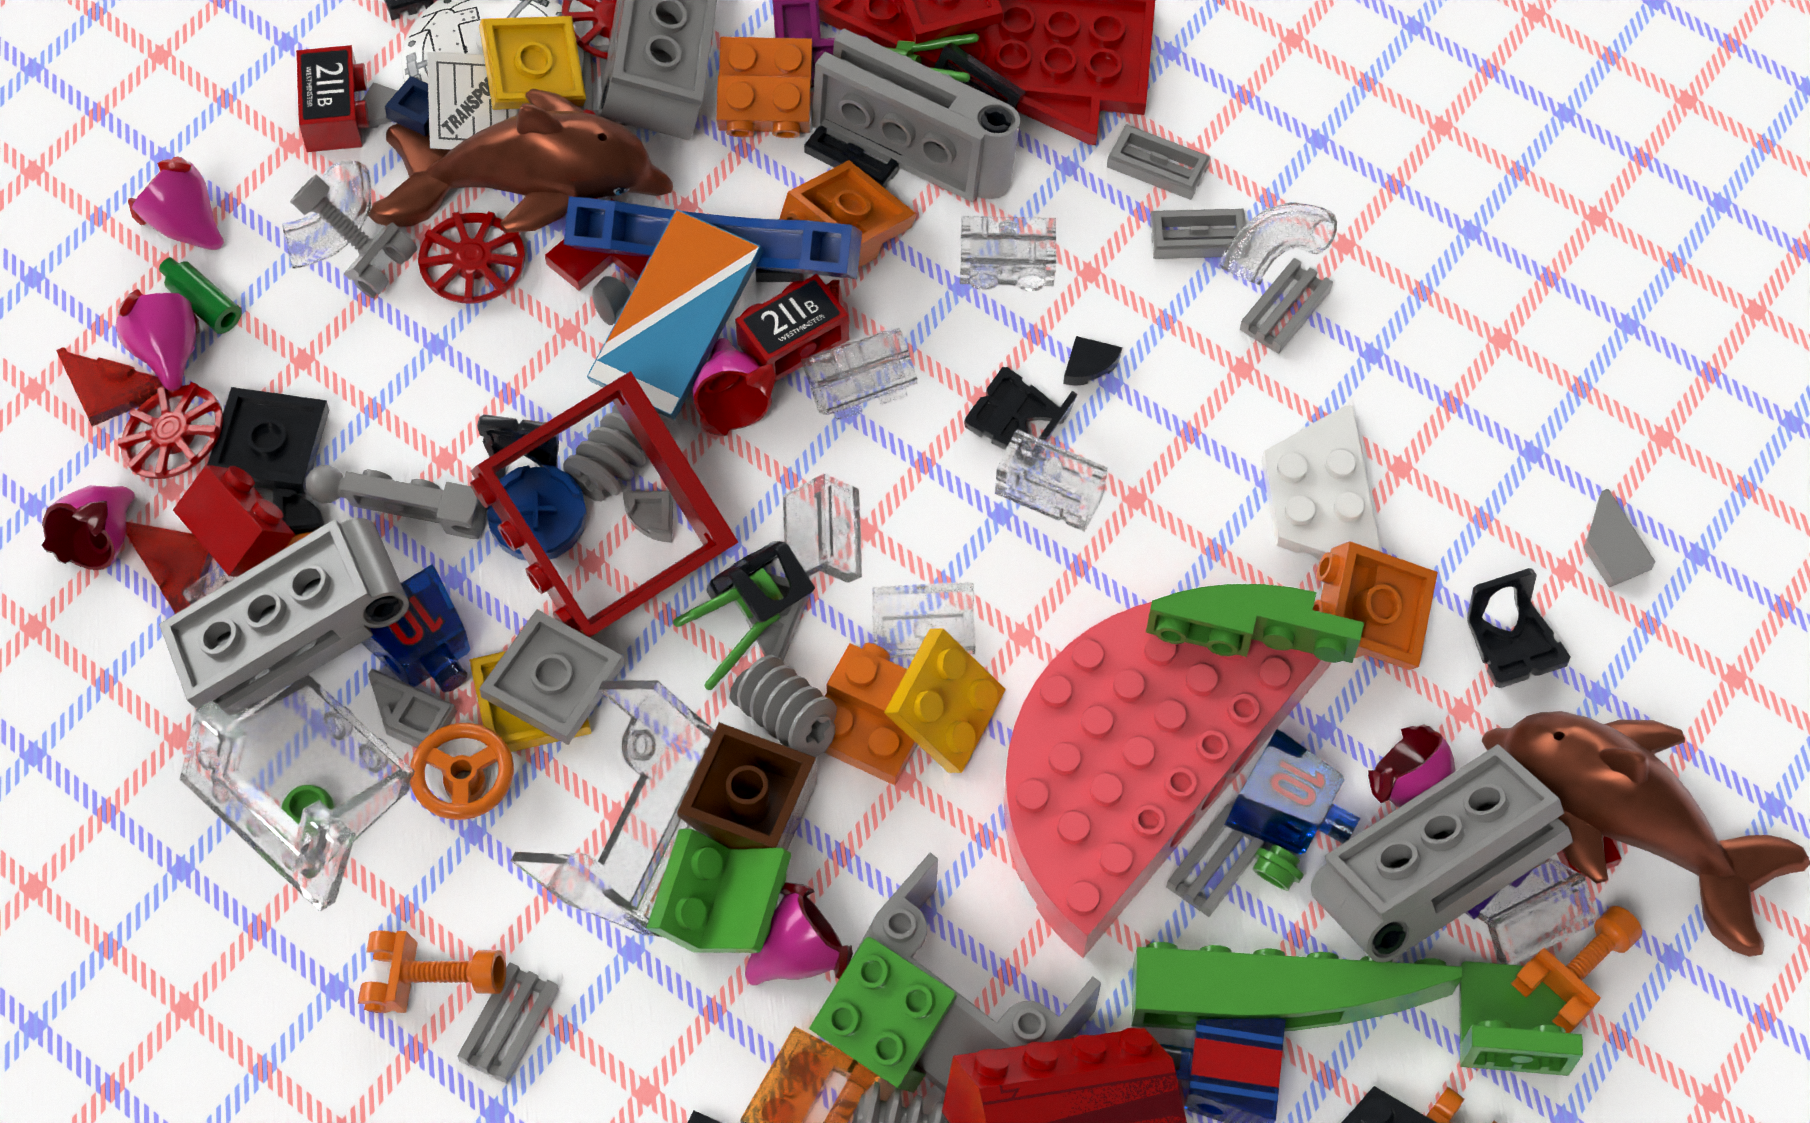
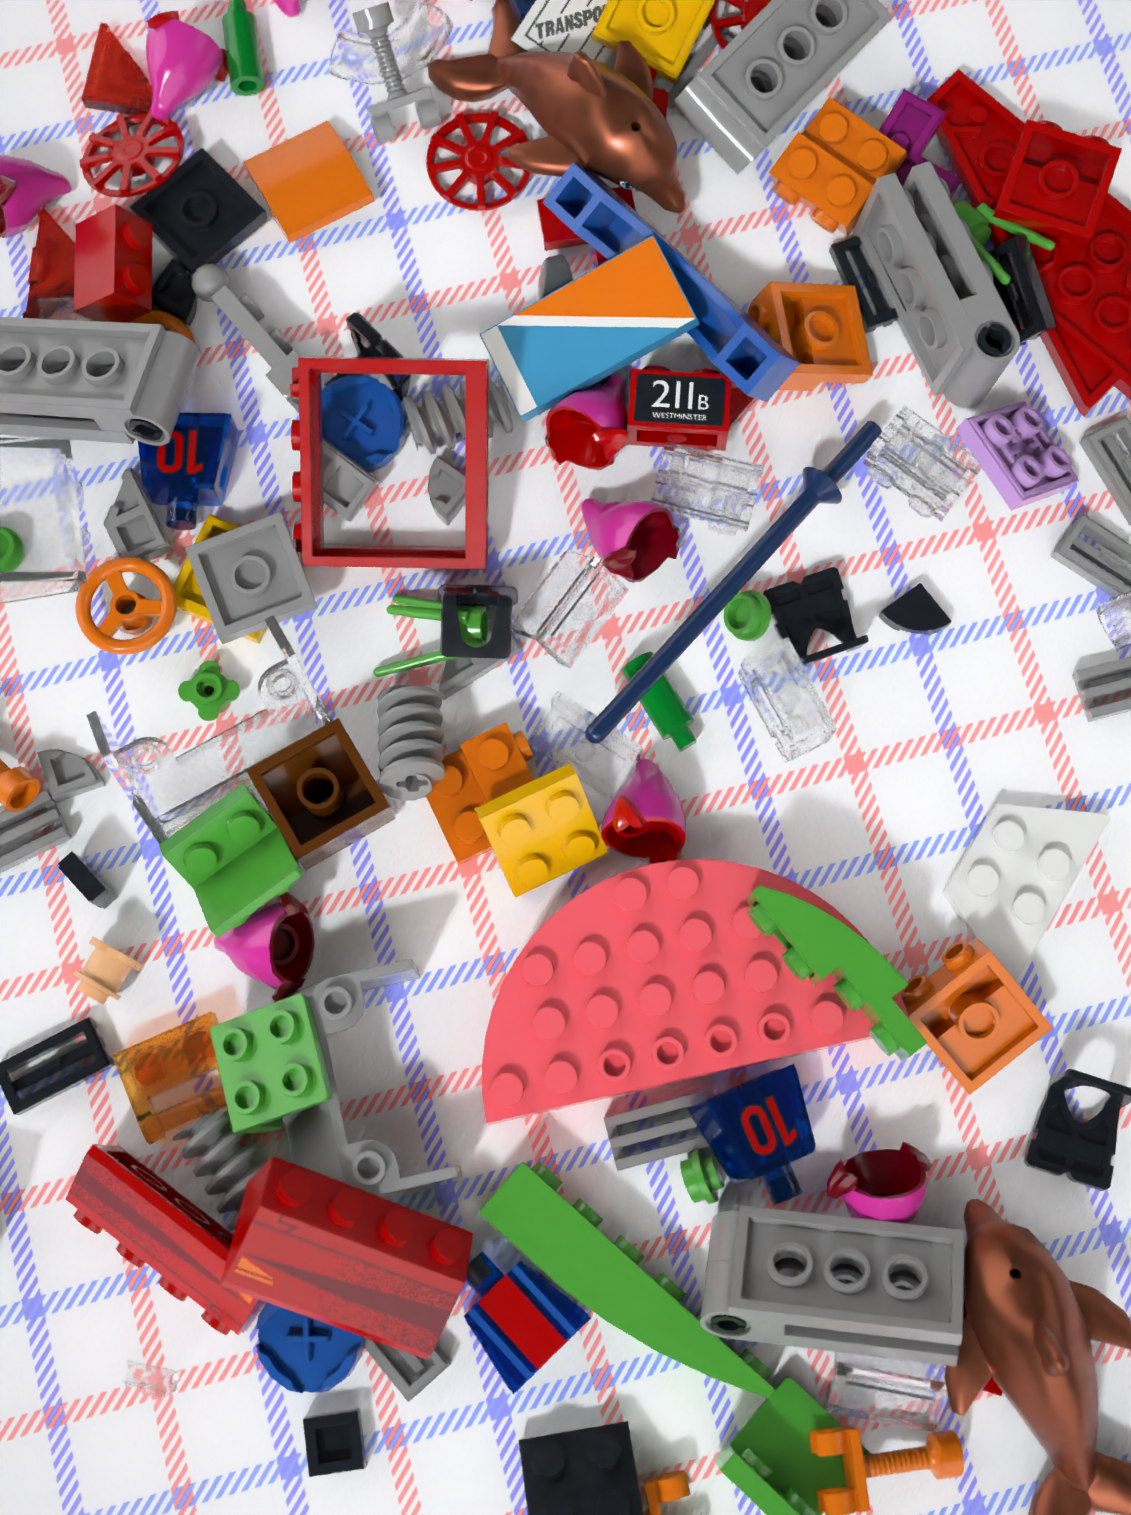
camera: 40 degrees right, 15 degrees up
(342, 358) = (309, 181): none -> orange slope
(516, 939) = (68, 774): none -> light grey tile
(568, 555) = (345, 482): none -> light grey tile
(587, 806) = (209, 705): none -> bright green plate
(605, 1003) = (87, 880): none -> black tile
(679, 1061) = (105, 972): none -> light nougat brick
(829, 443) = (631, 536): none -> hat
(946, 314) = (819, 488): none -> dark blue piece
(951, 551) = (664, 706): none -> green cylinder
(968, 444) = (748, 615): none -> bright green plate
(1016, 639) = (646, 817): none -> hat
(1072, 196) = (1018, 454): none -> lavender tile

